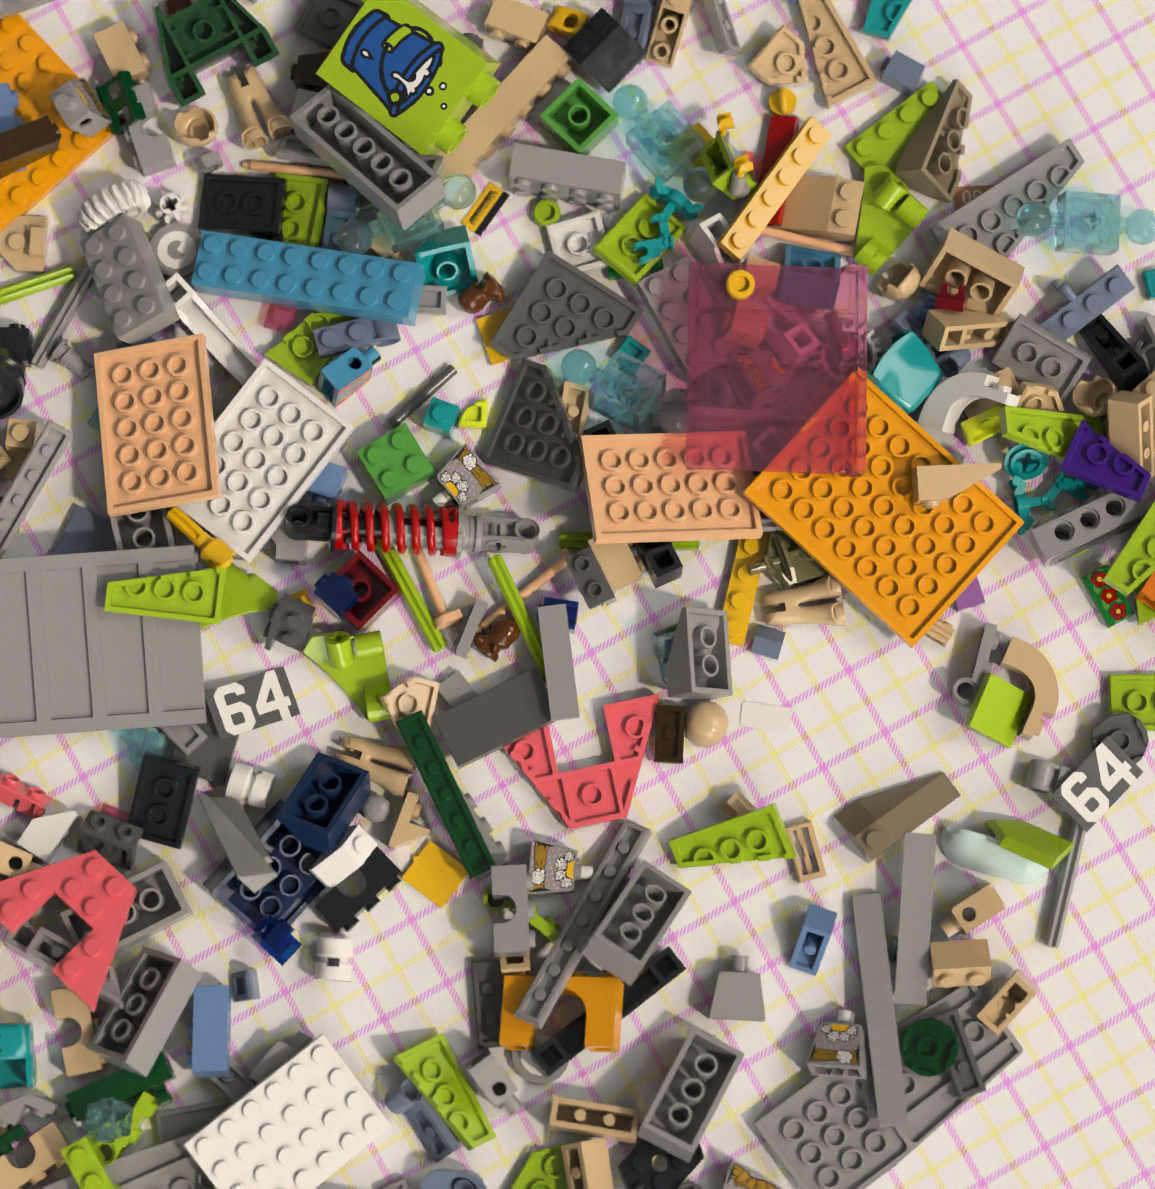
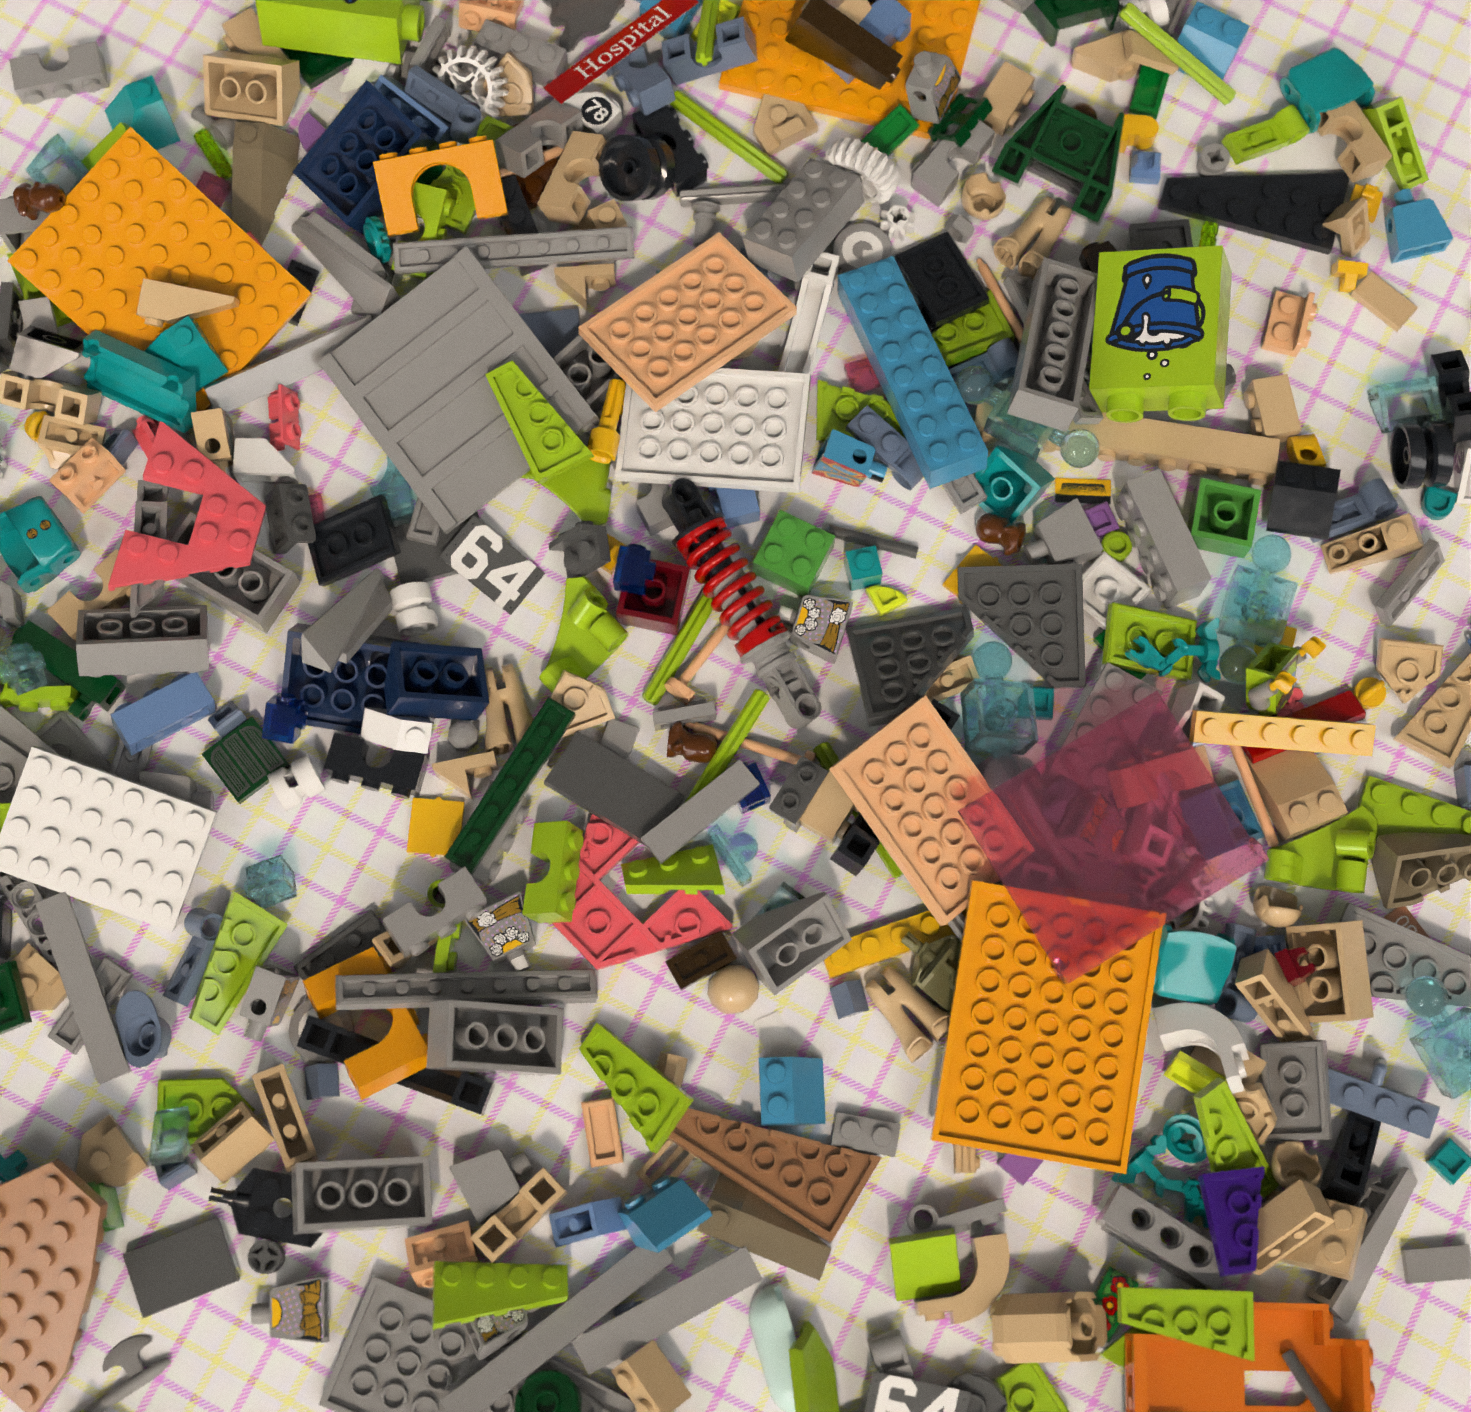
camera: 55 degrees right, 5 degrees down
(55, 491) = (576, 279): none -> tan slope
(92, 165) = (892, 131): none -> green tile
(287, 990) = (244, 760): none -> tile
(402, 1026) = (270, 882): none -> clear light blue brick
(516, 249) = (1064, 537): none -> light grey torso
(518, 213) = (1101, 519): none -> medium lavender tile
(553, 814) = (554, 896): none -> lime arch
(581, 1078) = (322, 1081): none -> sand blue slope
(596, 699) = (684, 870): none -> lime wing
(602, 656) = (735, 852): none -> clear light blue tile
(740, 284) = (1167, 750): yellow tile -> none
(752, 889) = (602, 1132): none -> light nougat tile
(770, 1062) = (443, 1244): none -> light nougat bracket
(777, 986) = (519, 1216): none -> tan arch
(810, 729) = (791, 1091): none -> dark azure slope
(817, 1044) = (483, 1289): none -> lime wing
(845, 877) = (663, 1214): none -> dark azure slope
(870, 766) = (790, 1172): none -> medium nougat wing
(876, 694) = (865, 1134): none -> light grey plate
(940, 482) = (1108, 1066): tan slope -> none
(984, 902) = (723, 1372): tan torso -> none
(1097, 649) = (1048, 1327): none -> tan brick

